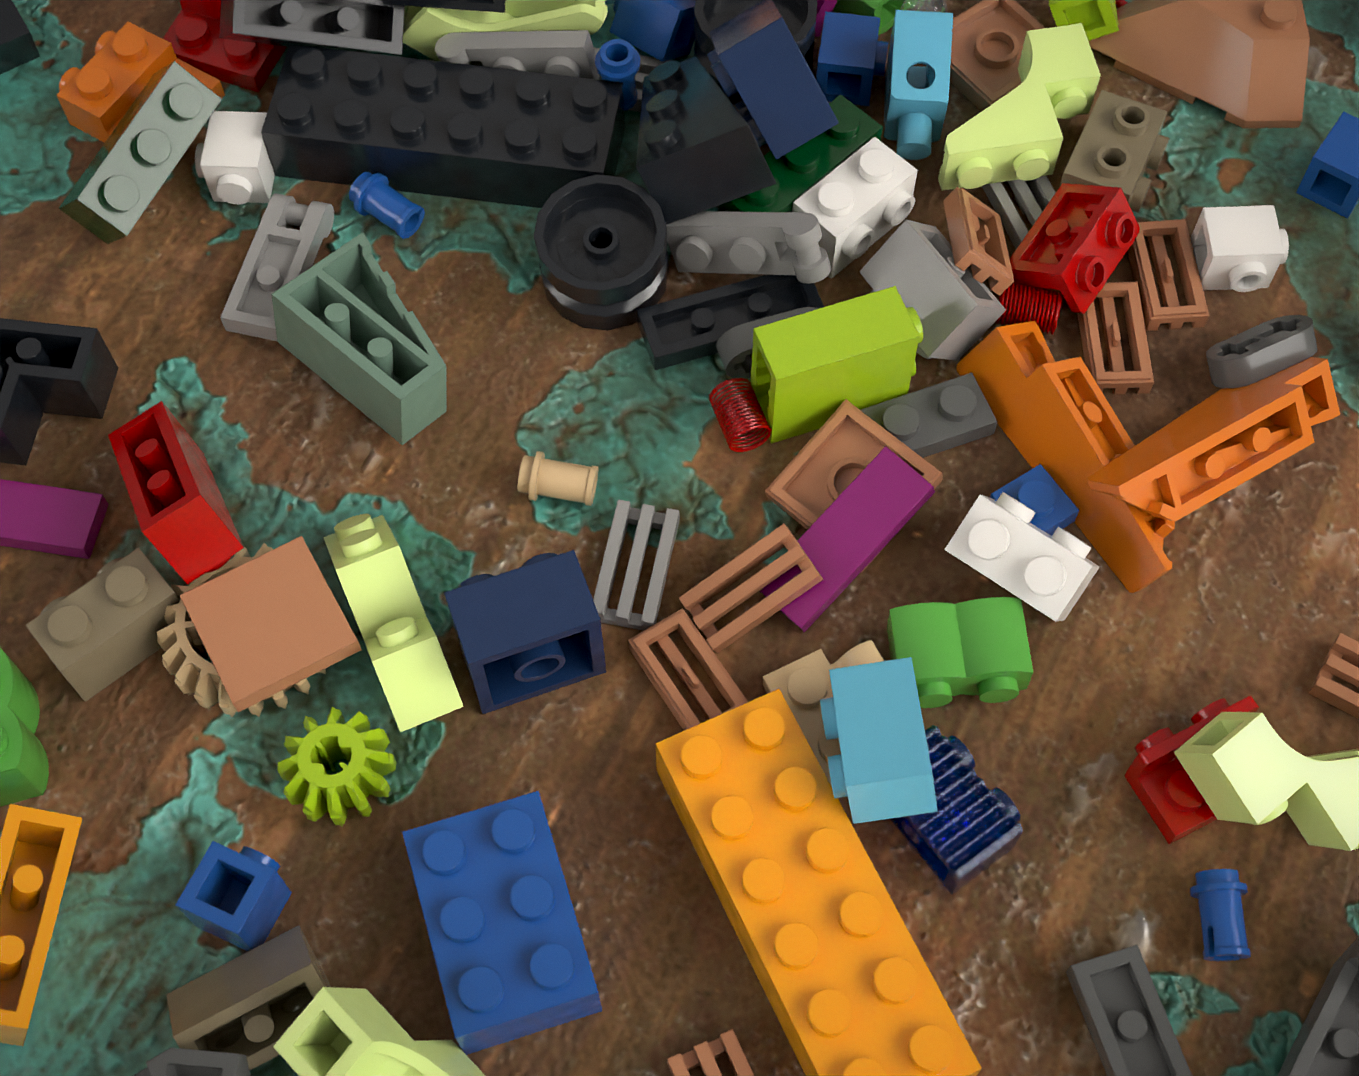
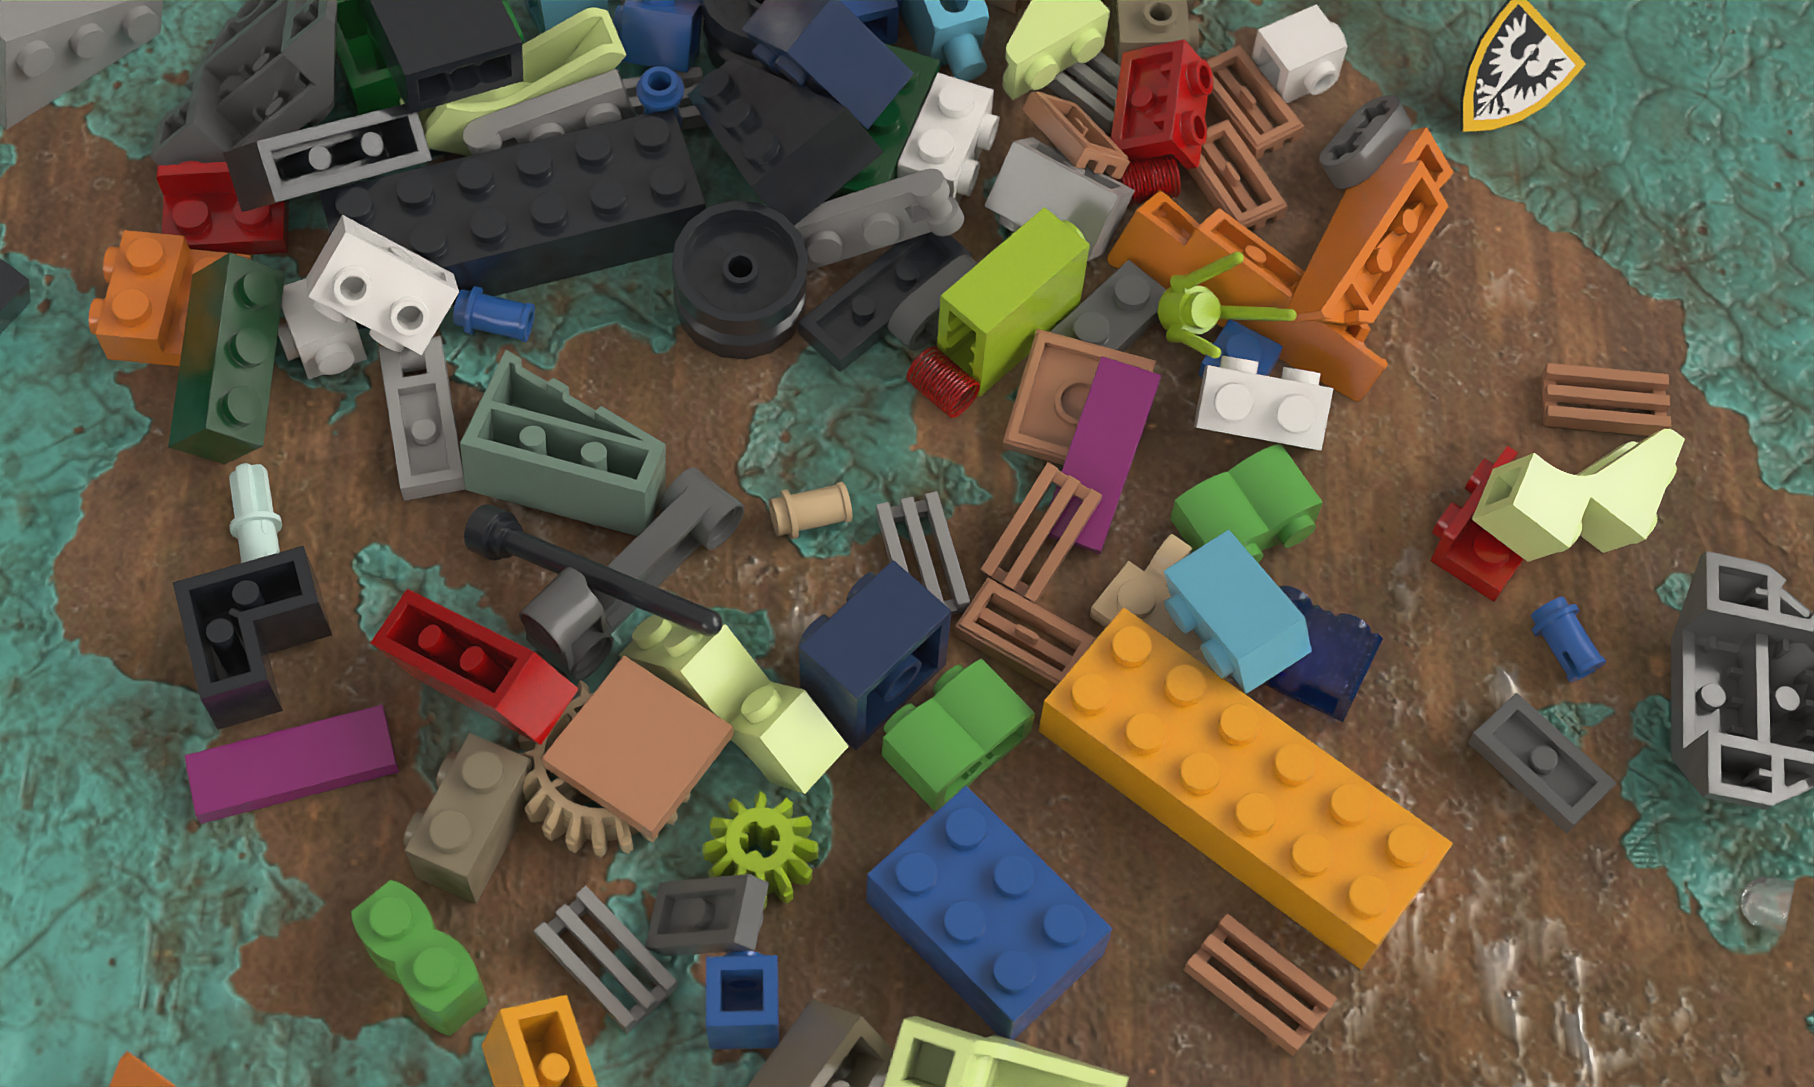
camera: 30 degrees left, 0 degrees up
(96, 298) = (254, 519): none -> light aqua axle
(145, 754) = (569, 918): none -> light grey tile
(250, 804) = (707, 915): none -> dark grey plate
(280, 391) = (498, 535): none -> black piece
(283, 136) = (380, 287): none -> white brick
(298, 498) = (576, 622): none -> dark grey piece
(572, 737) = (956, 732): none -> bright green brick
(1009, 442) = (1195, 309): none -> lime plant

